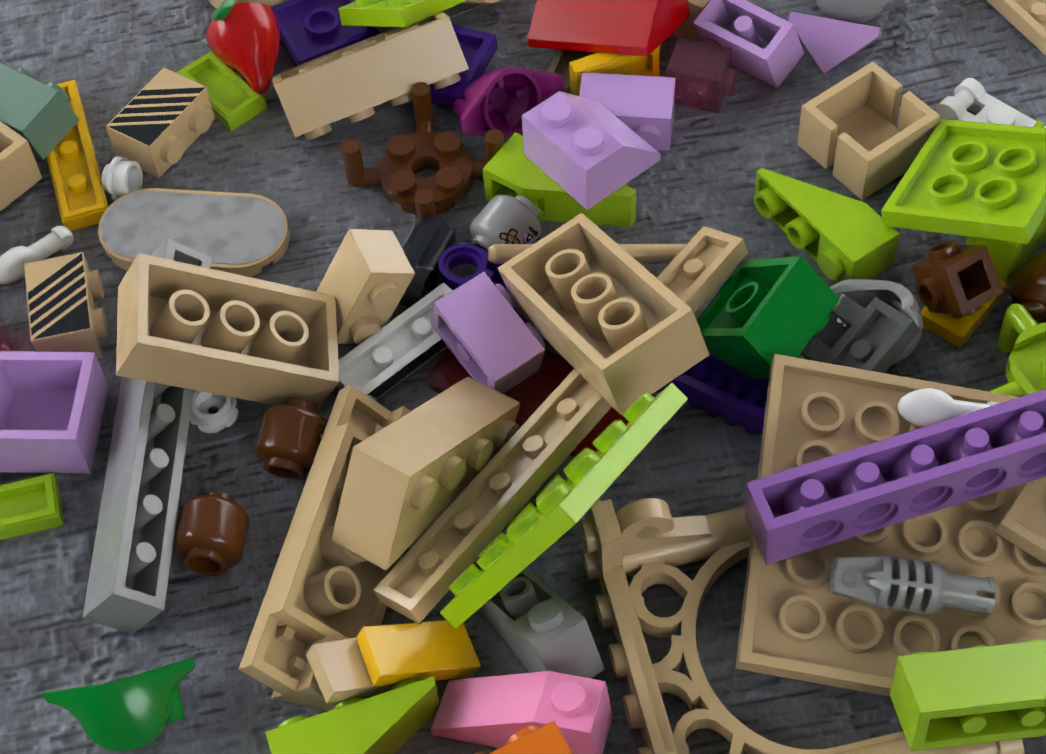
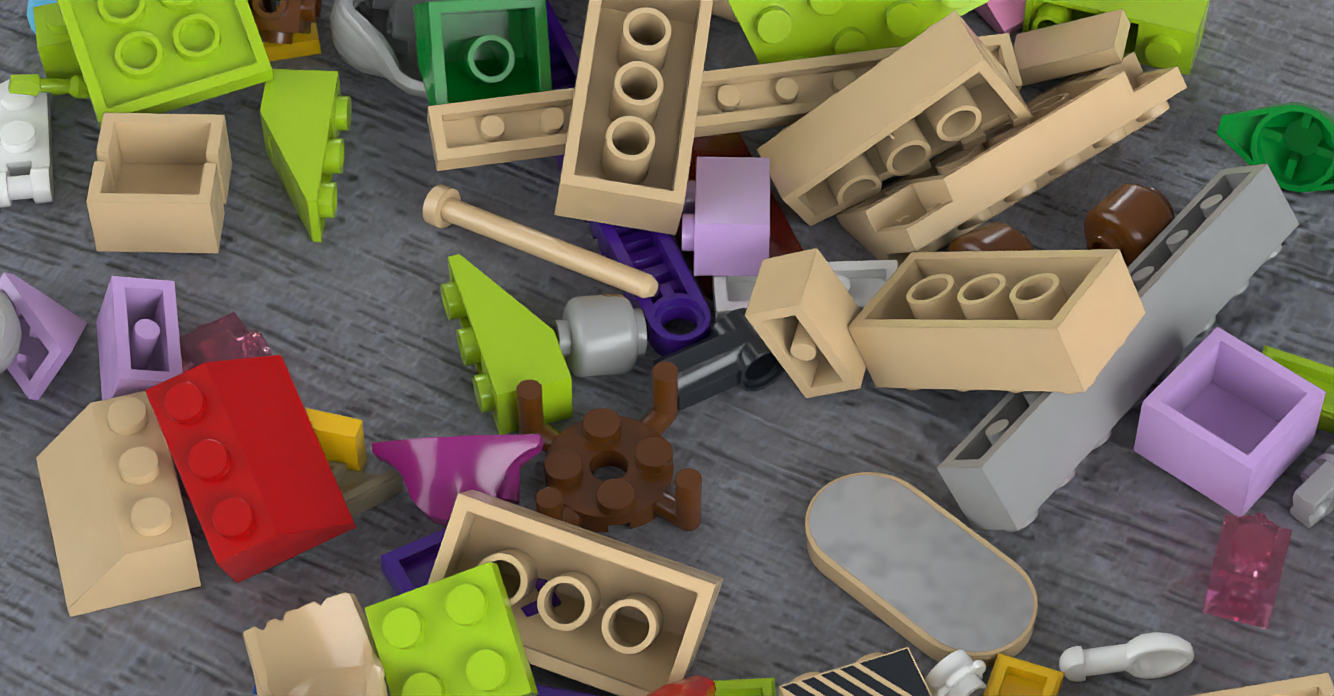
camera: 145 degrees left, 5 degrees down
(64, 305) = (1130, 545): tan brick -> none
(417, 652) = (1034, 31): yellow tile -> none
(584, 147) = (454, 296): lavender slope -> none
(638, 101) = (349, 374): lavender brick -> none

